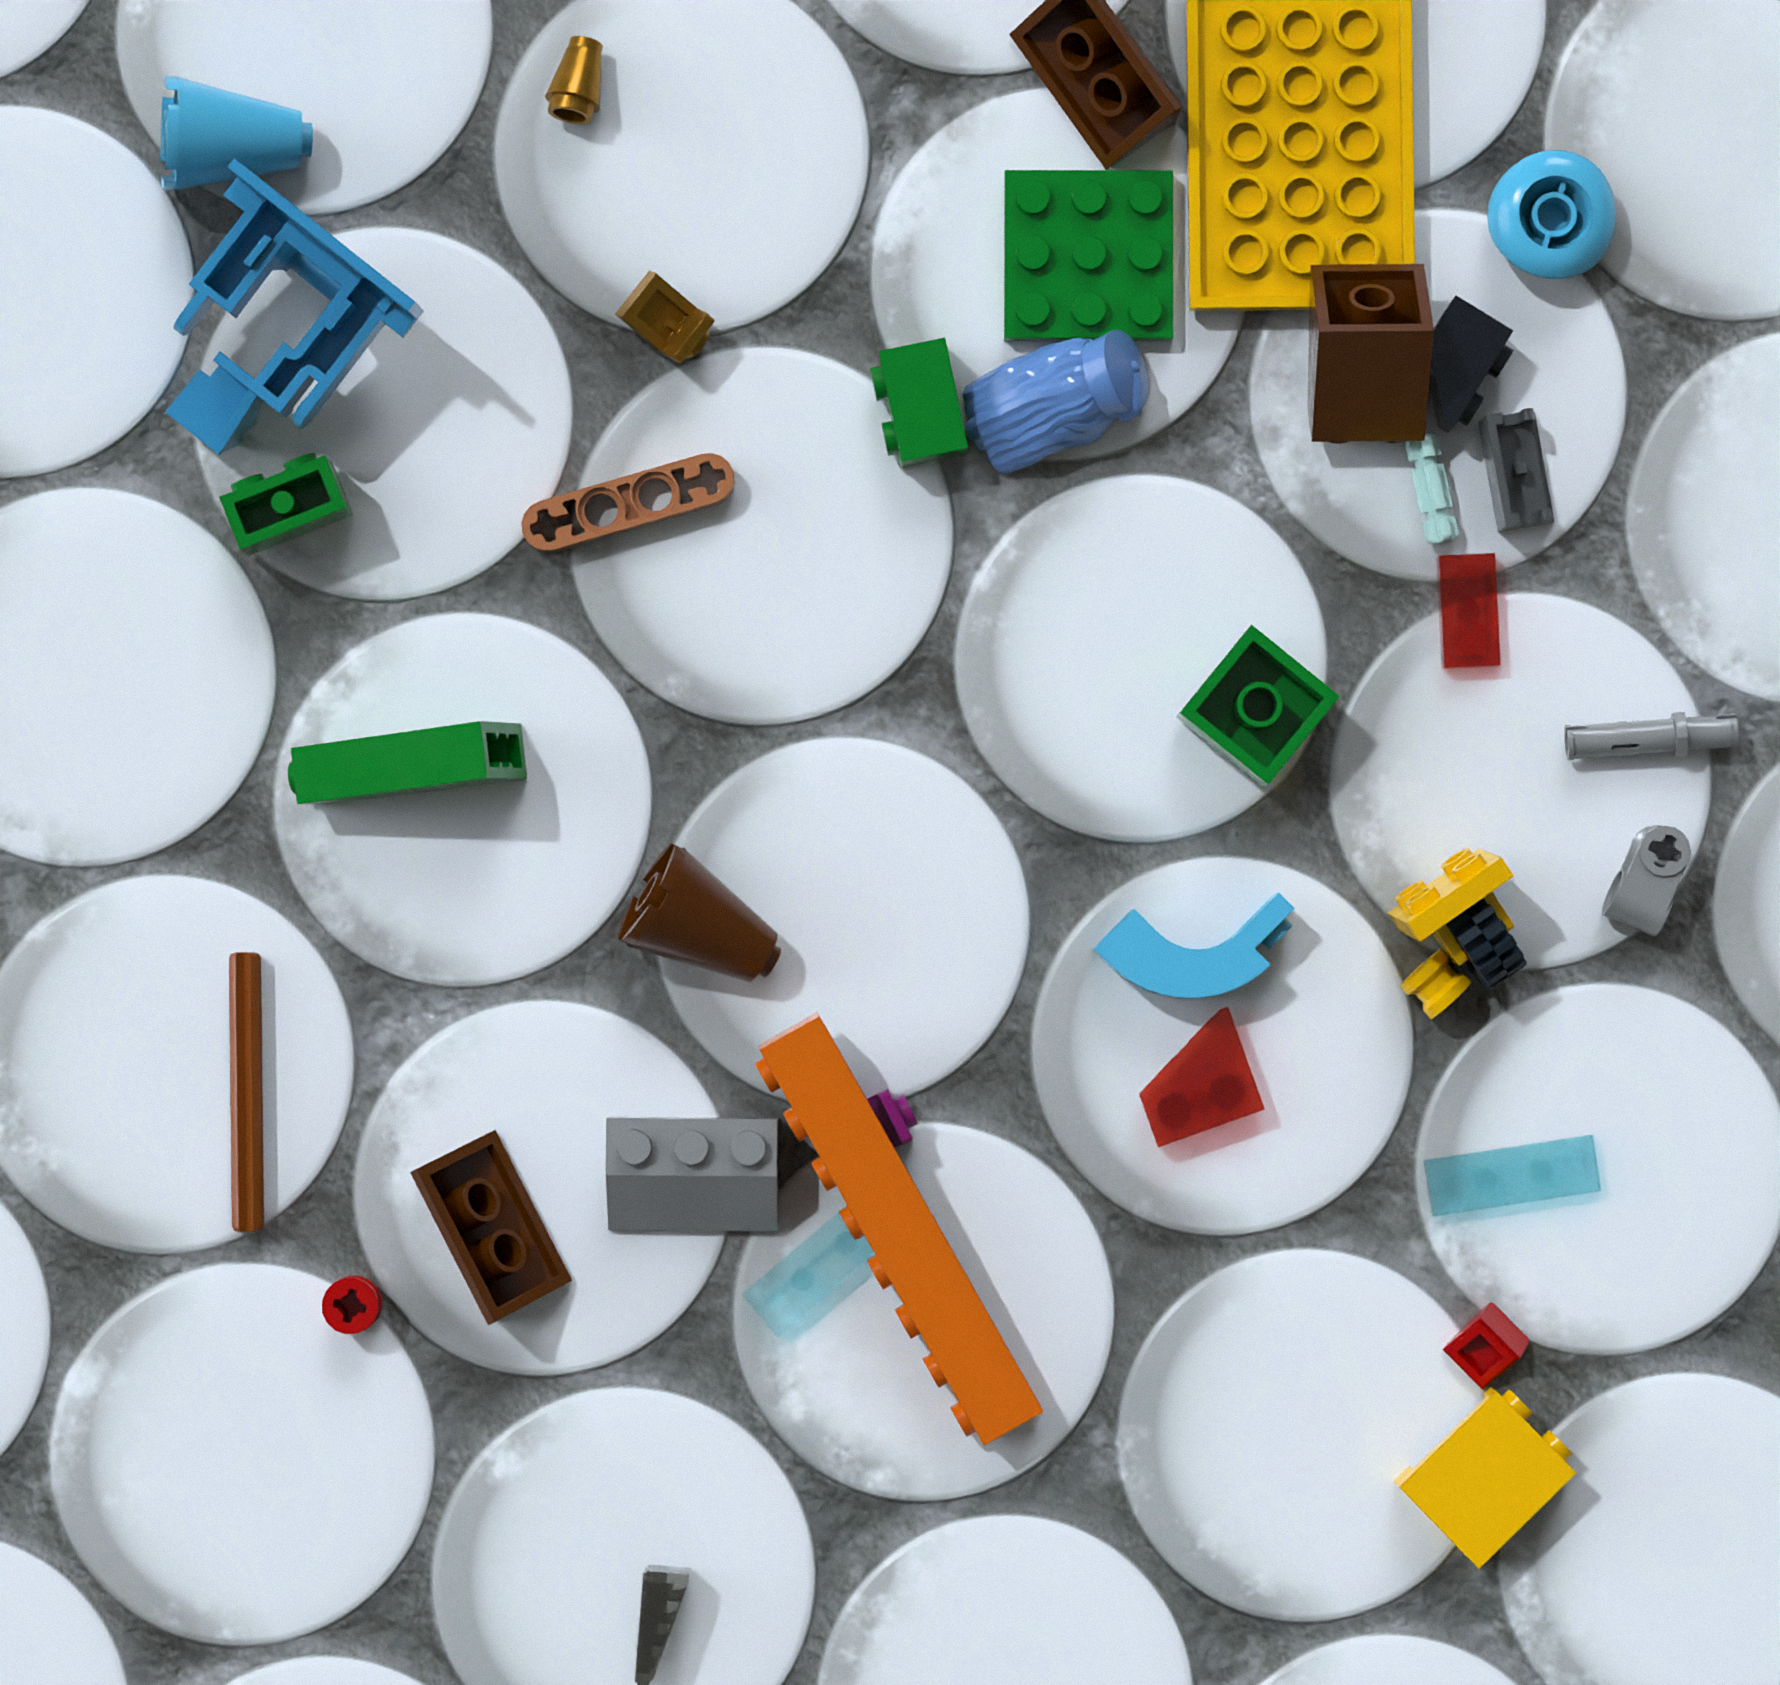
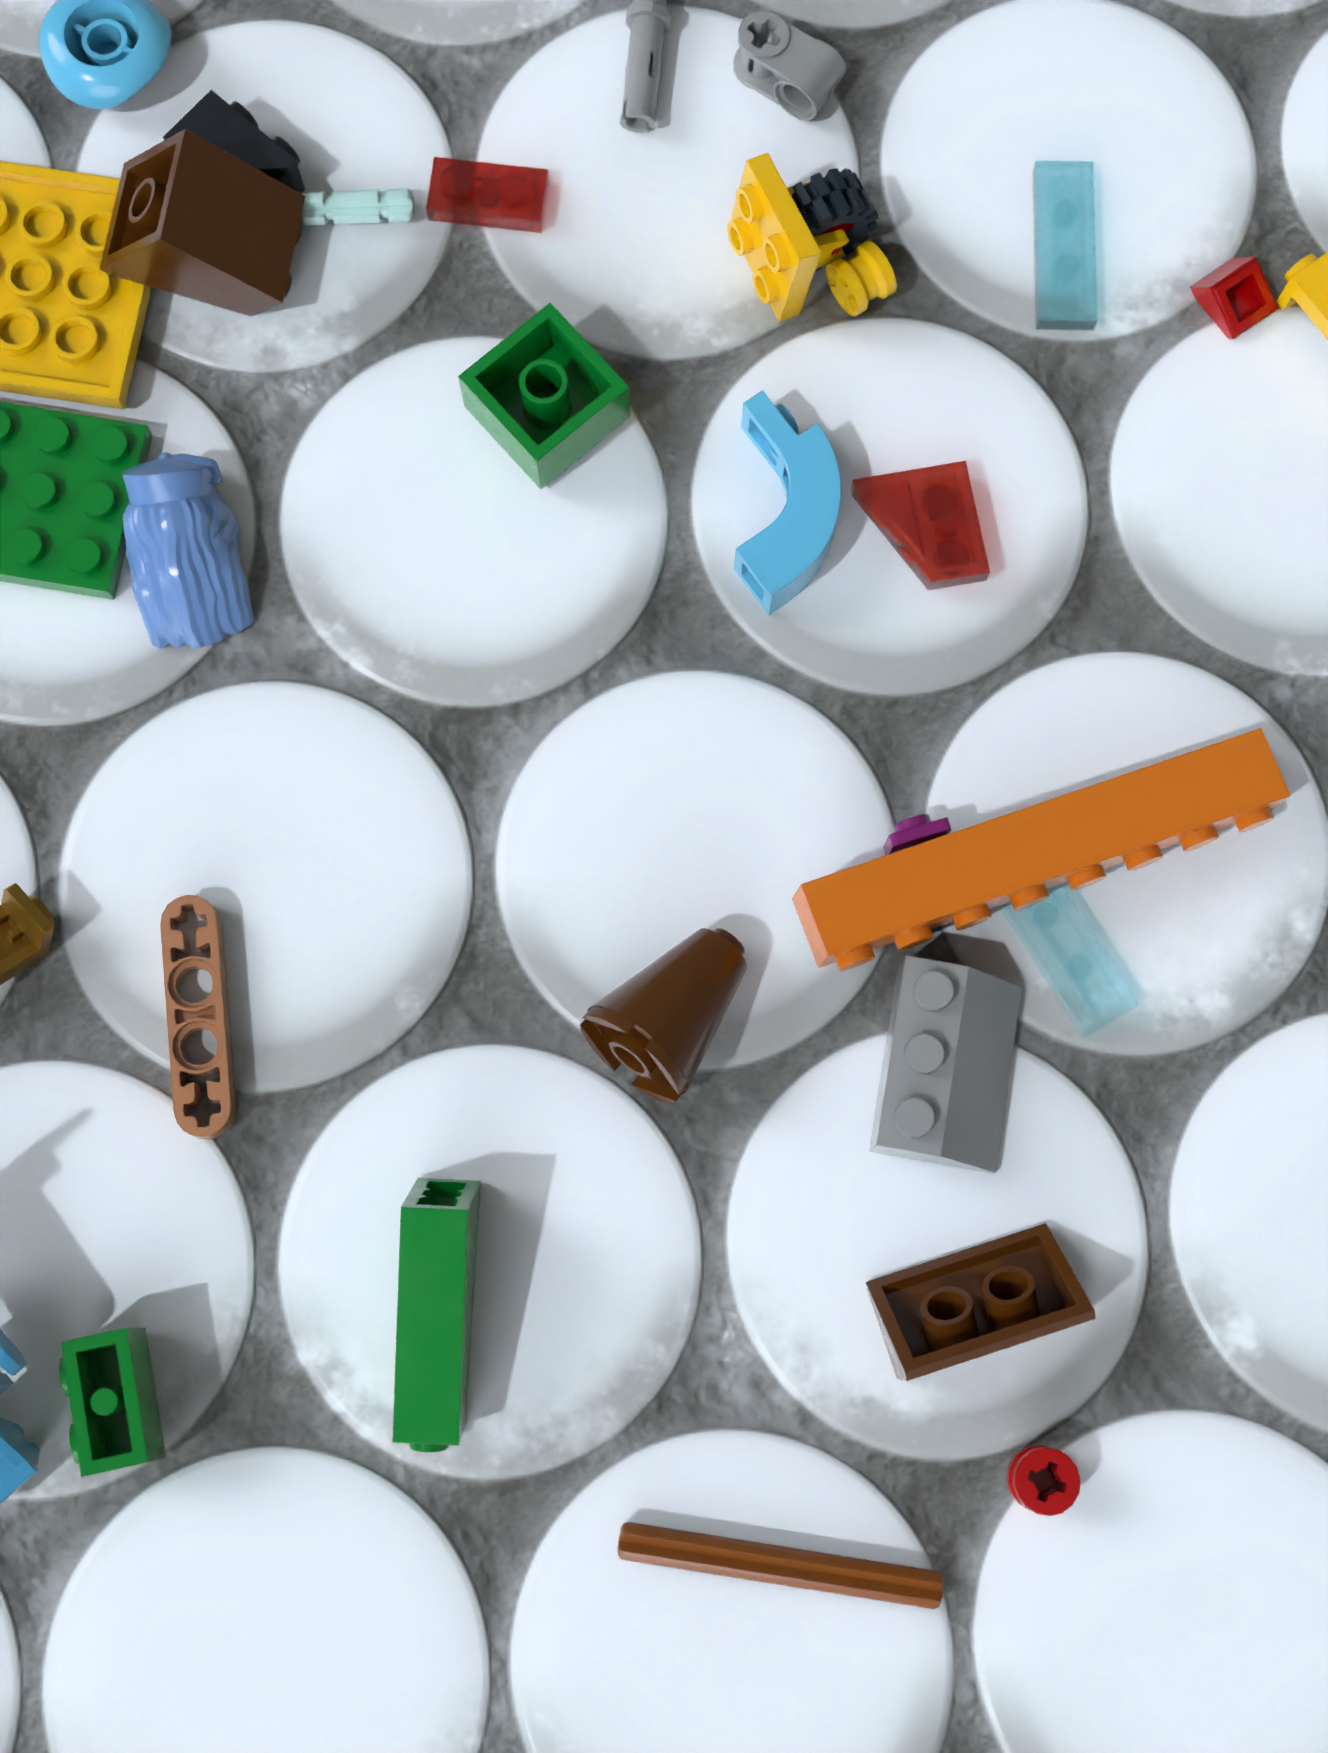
camera: 80 degrees left, 10 degrees down
(921, 403) = (156, 685): green brick -> none
(1515, 470) = (354, 128): dark grey hinge -> none

